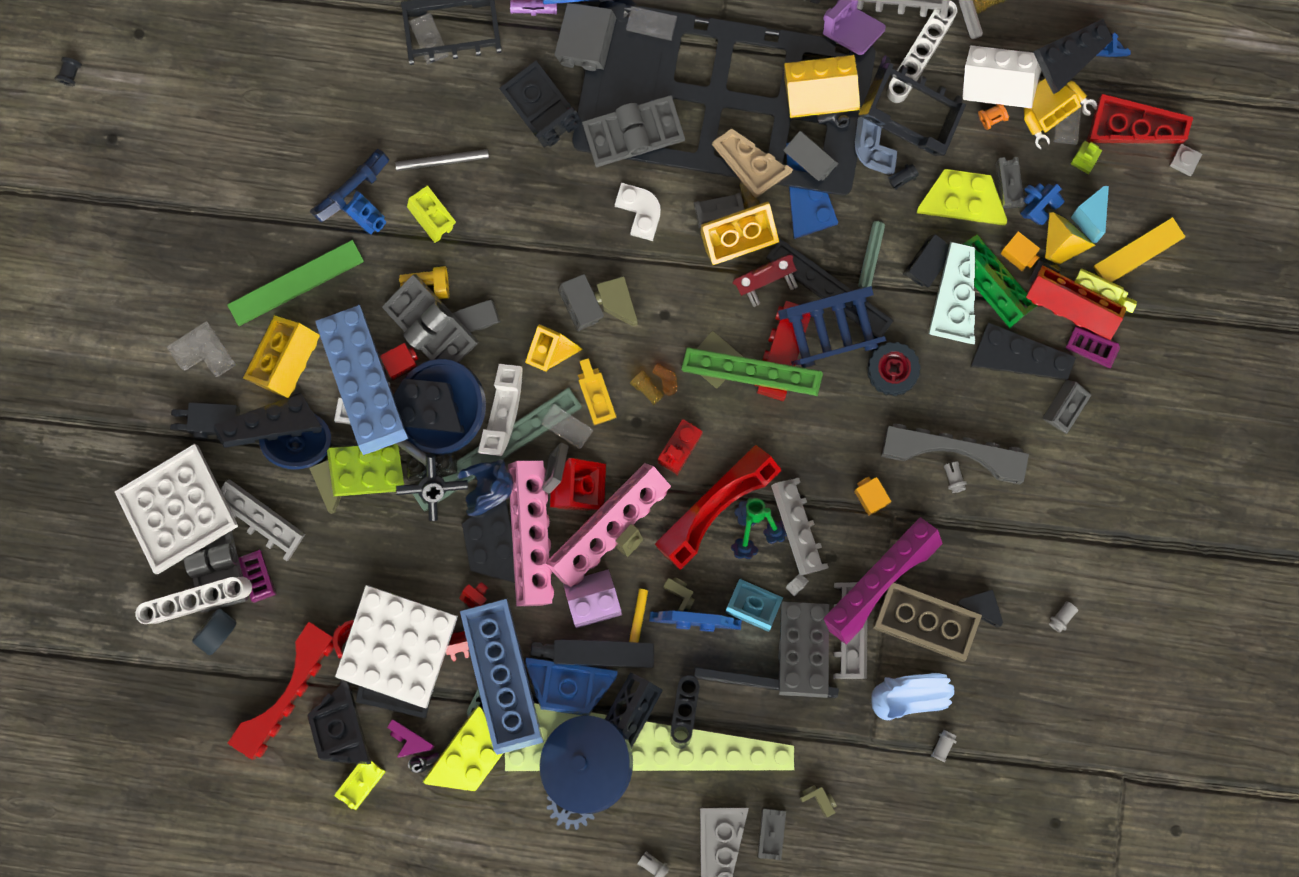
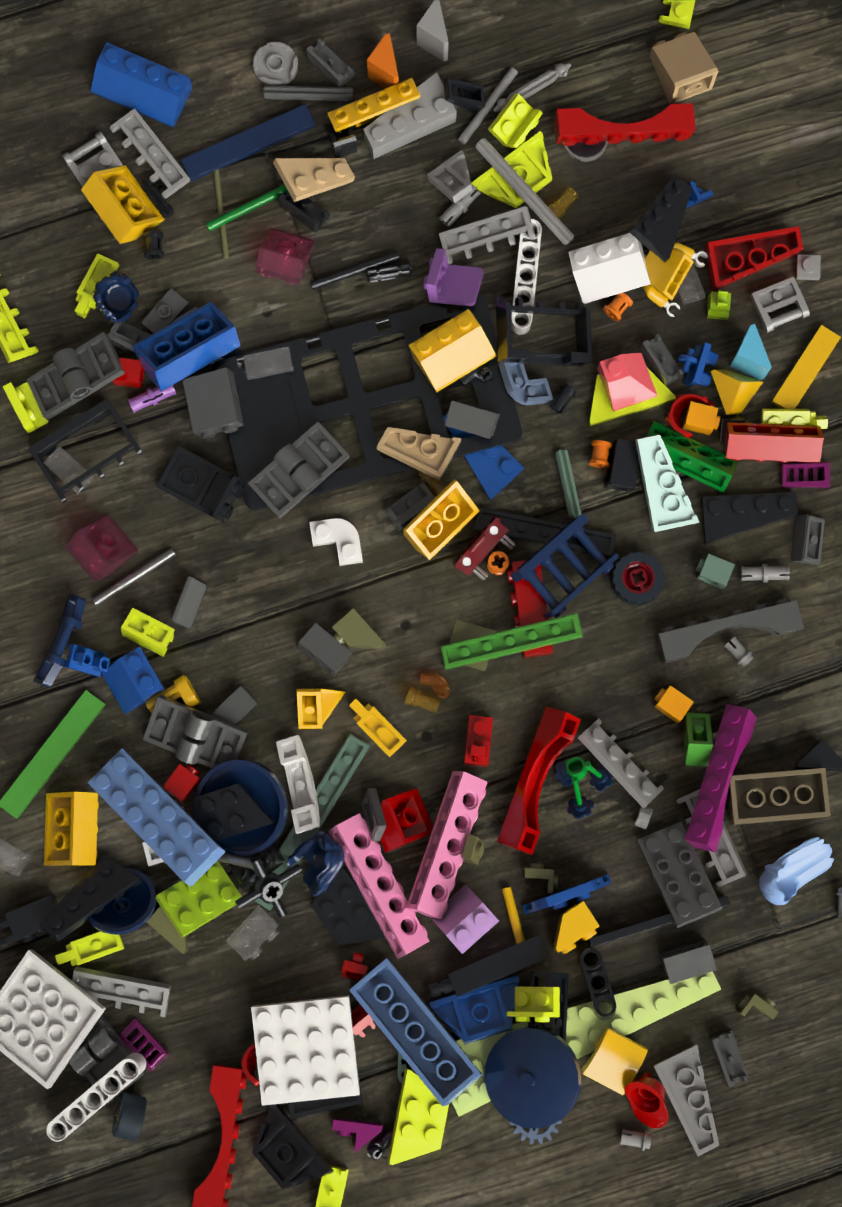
camera: 25 degrees left, 0 degrees up
(250, 469) = (90, 948): none -> neon yellow hinge
(398, 250) = (133, 680): none -> blue slope
(399, 524) = (253, 933): none -> clear bracket
(424, 120) = (101, 548): none -> clear pink slope
(479, 204) = (188, 602): none -> dark grey slope
(566, 426) = (365, 770): clear plate -> none
(621, 701) = (537, 1003): none -> neon yellow bracket
(667, 787) = (614, 1060): none -> yellow slope
(679, 836) = (647, 1101): none -> red piece
(687, 649) = (573, 925): none -> yellow slope
(754, 605) = (613, 854): medium azure slope -> none
(767, 300) = (501, 556): none -> orange bush
(775, 731) = (688, 961): none -> dark grey hinge
(879, 537) = (697, 739): none -> bright green slope
(913, 241) = (600, 454): none -> orange bush
(967, 394) = (714, 571): none -> sand green brick
(968, 185) = (626, 380): none -> coral slope
(1005, 232) = (677, 408): none -> red helmet
(1012, 417) = (765, 573): none -> light grey pin
(1145, 174) = (776, 297): none -> light grey plate

